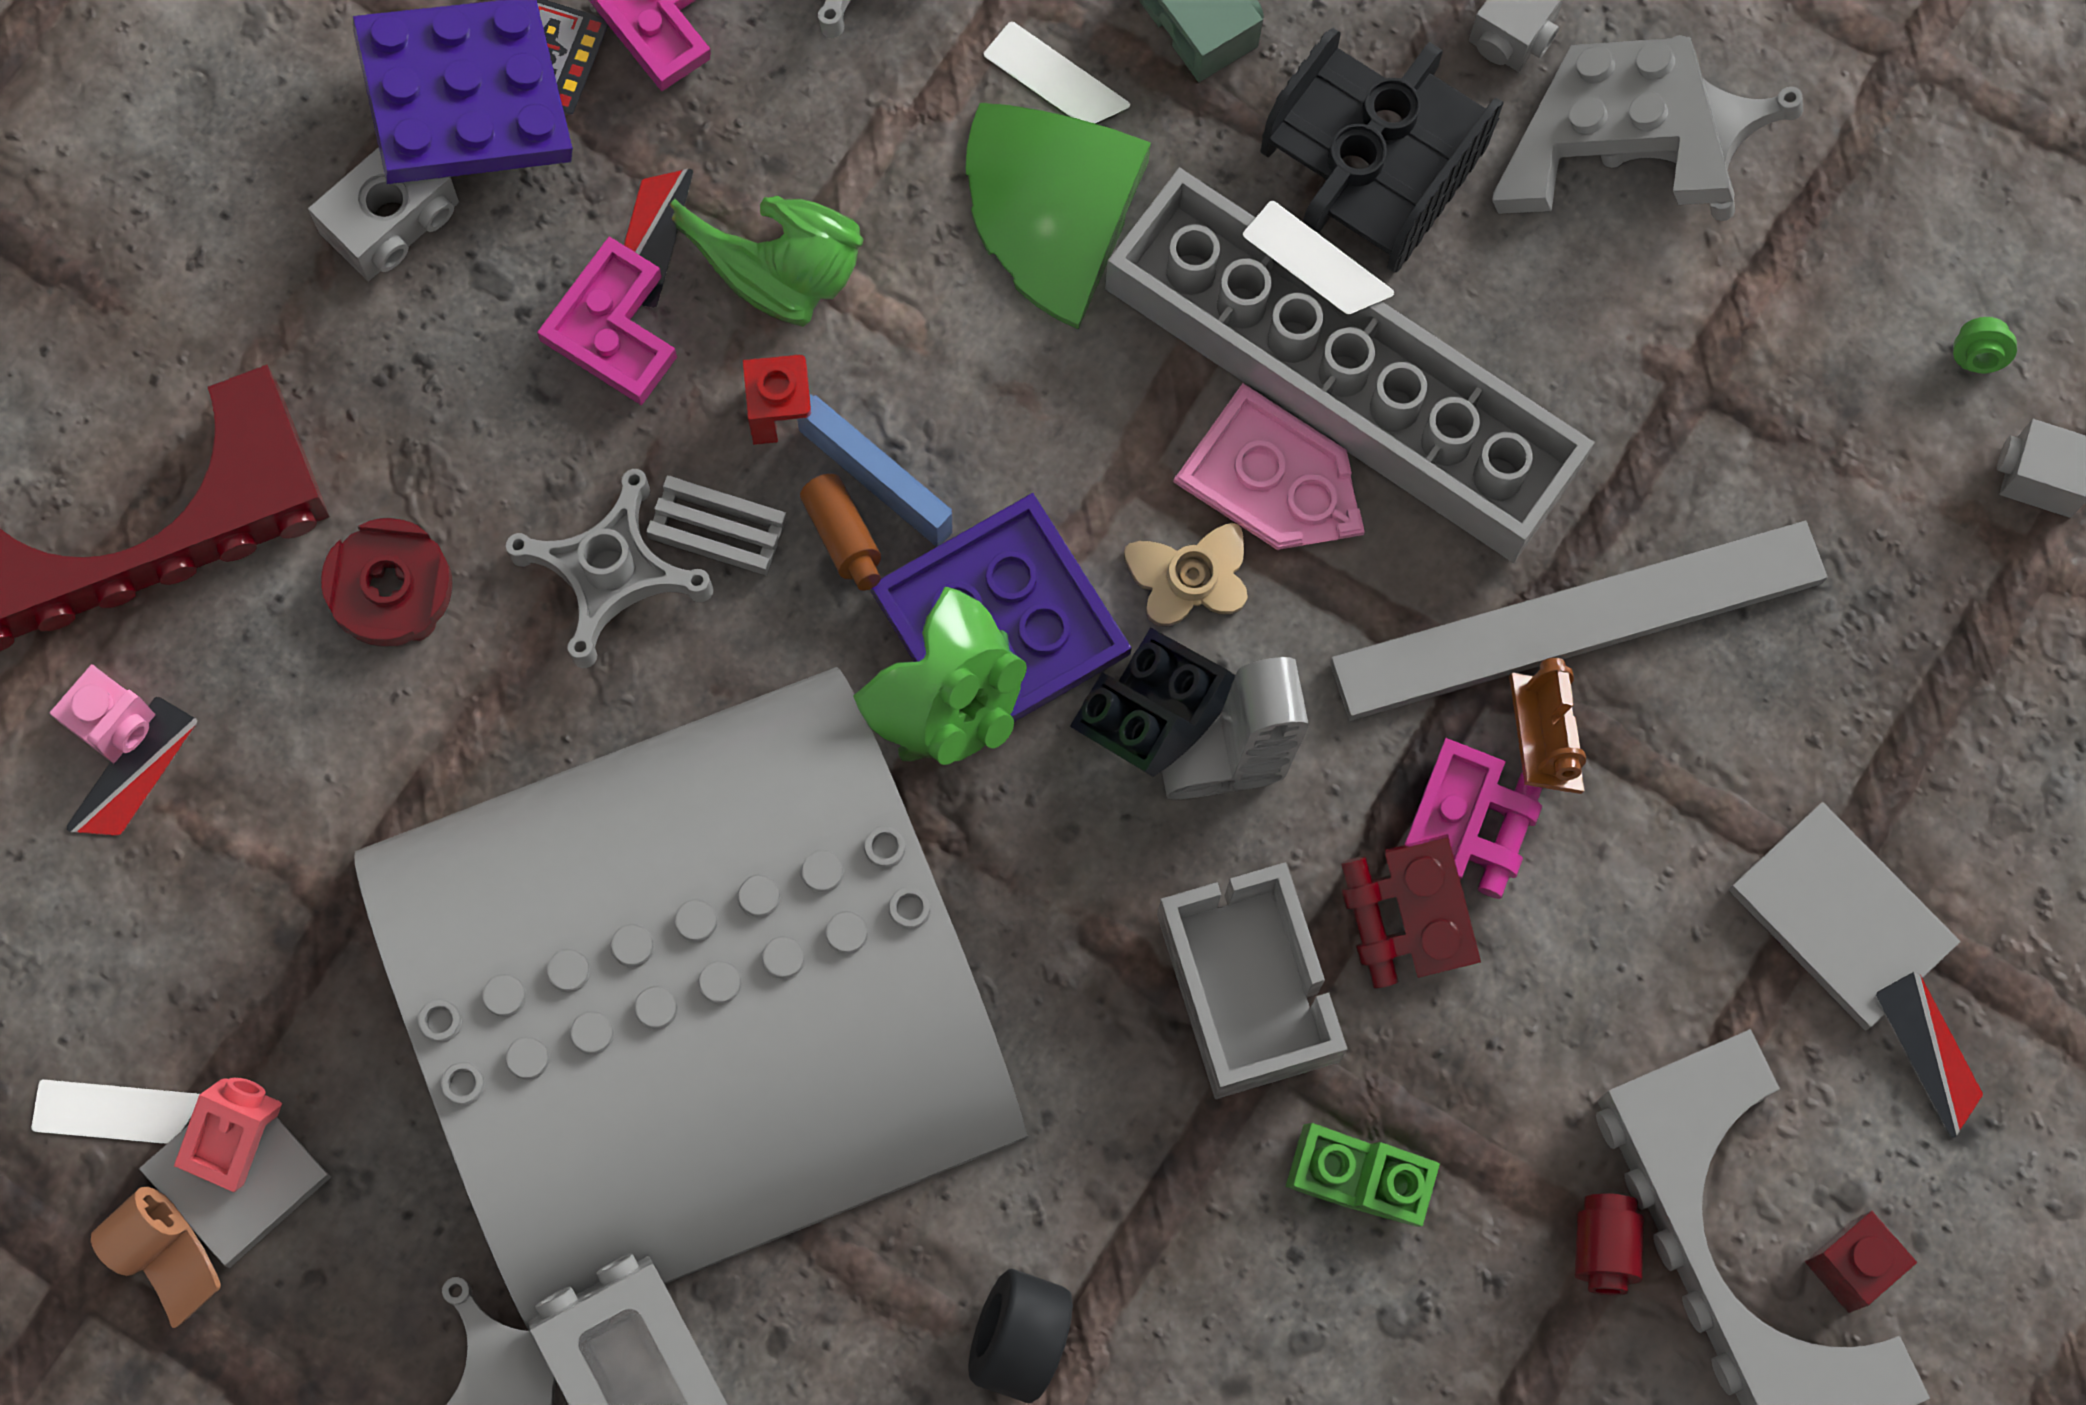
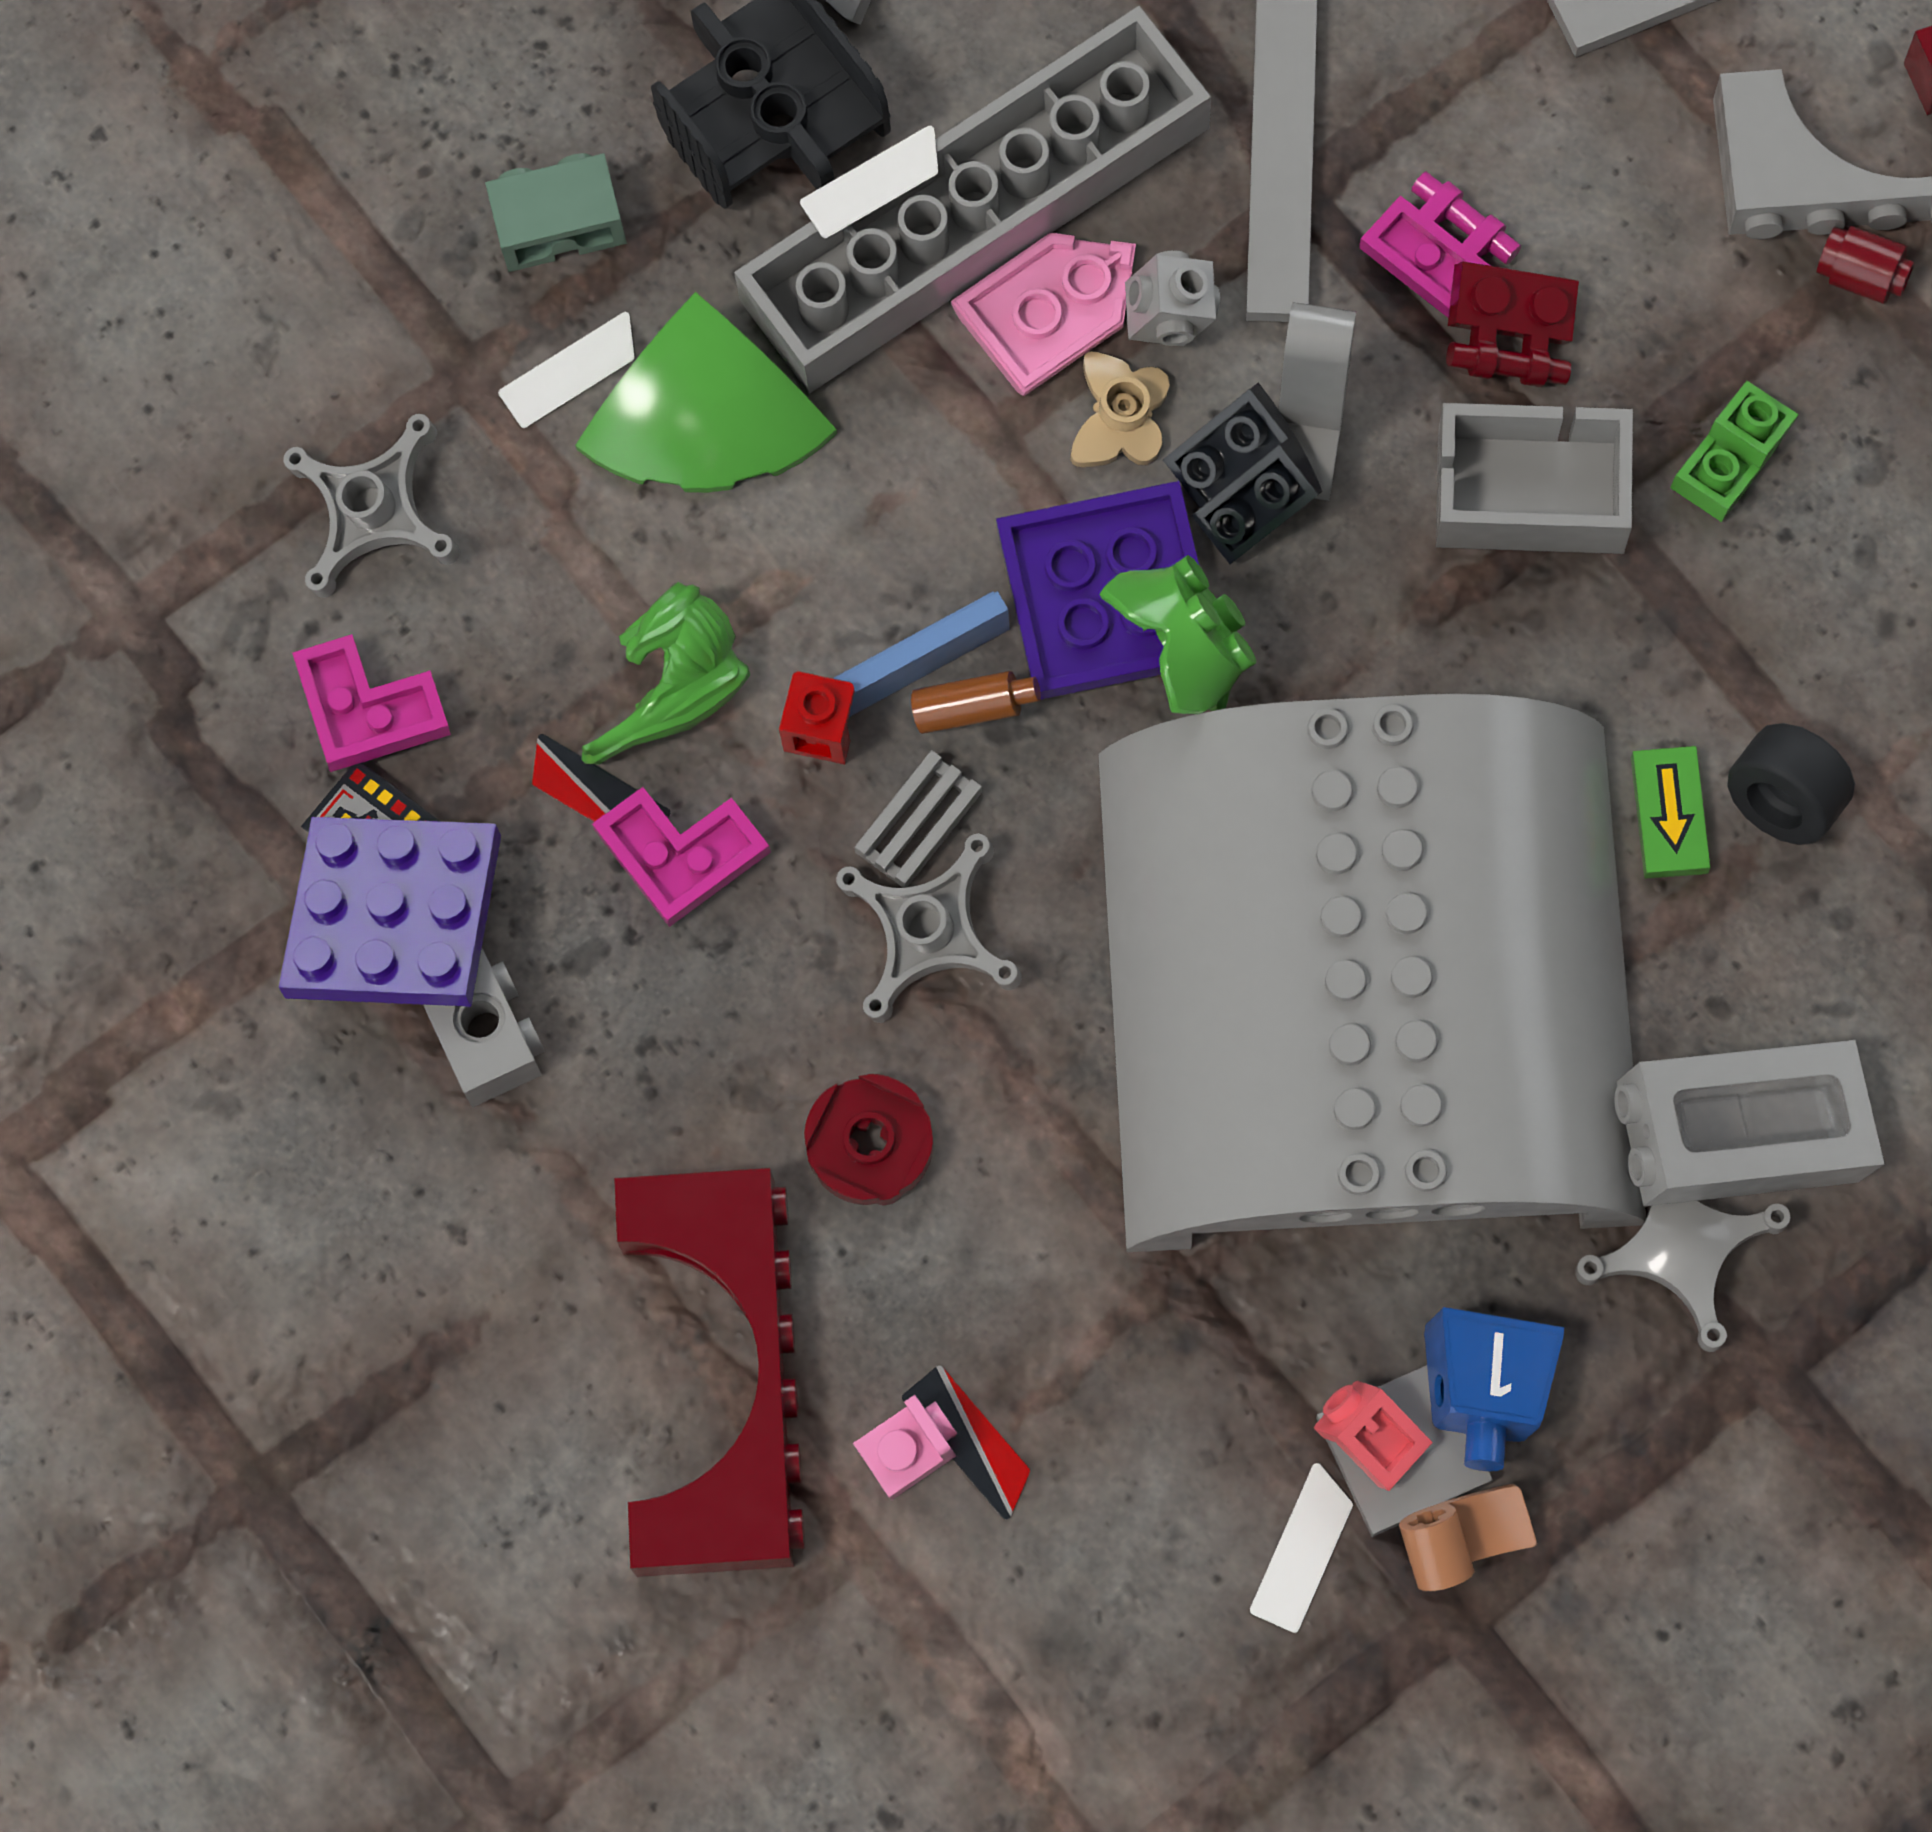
camera: 60 degrees left, 0 degrees up
(311, 1229) = (1489, 1379): none -> blue torso
(960, 1229) = (1670, 812): none -> bright green tile
(1292, 573) = (1171, 299): none -> light grey brick
(1547, 728) = (1401, 150): dark orange hinge -> none

